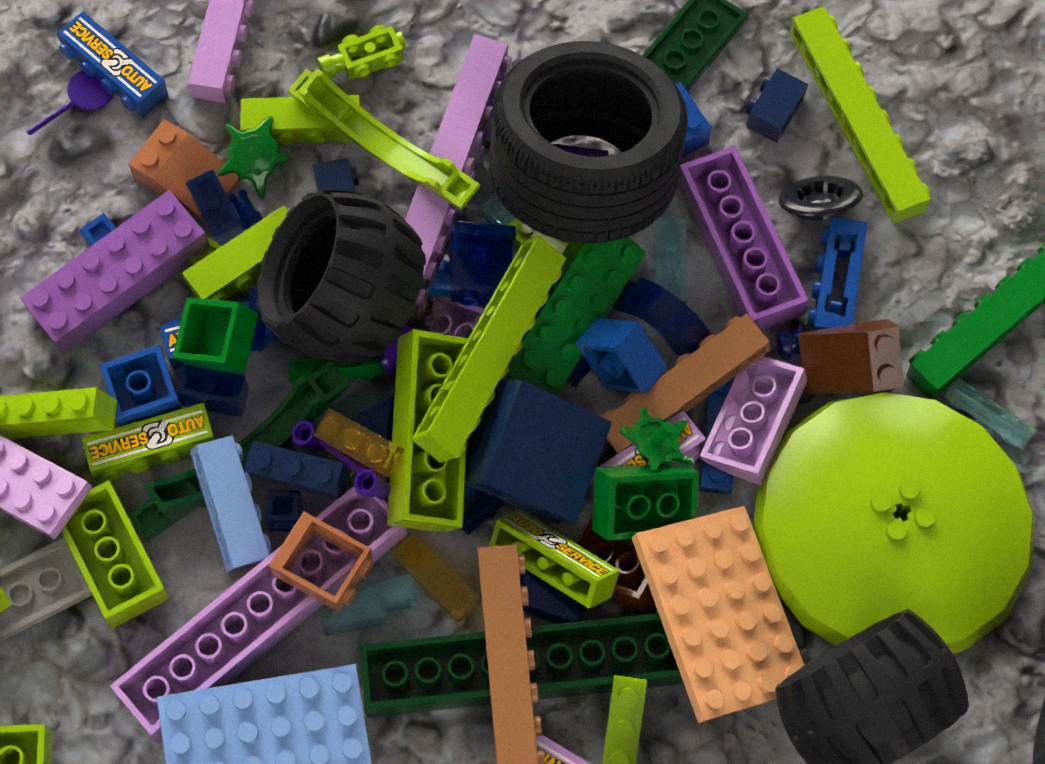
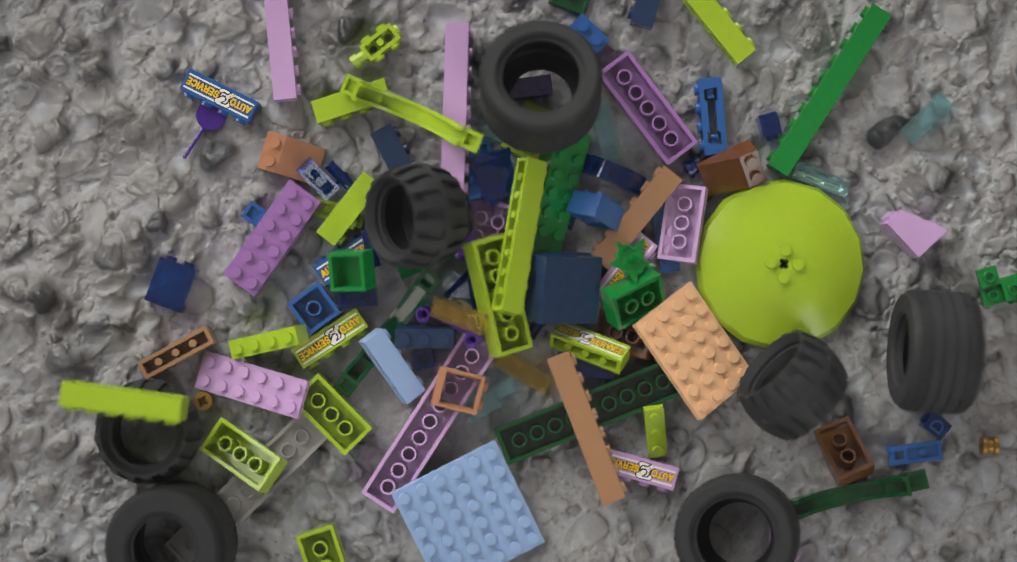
camera: 15 degrees left, 20 degrees up
(253, 155) = (331, 136): green piece -> none
(820, 197) = (688, 66): black wheel -> none
(925, 314) = (769, 126): none -> clear blue brick

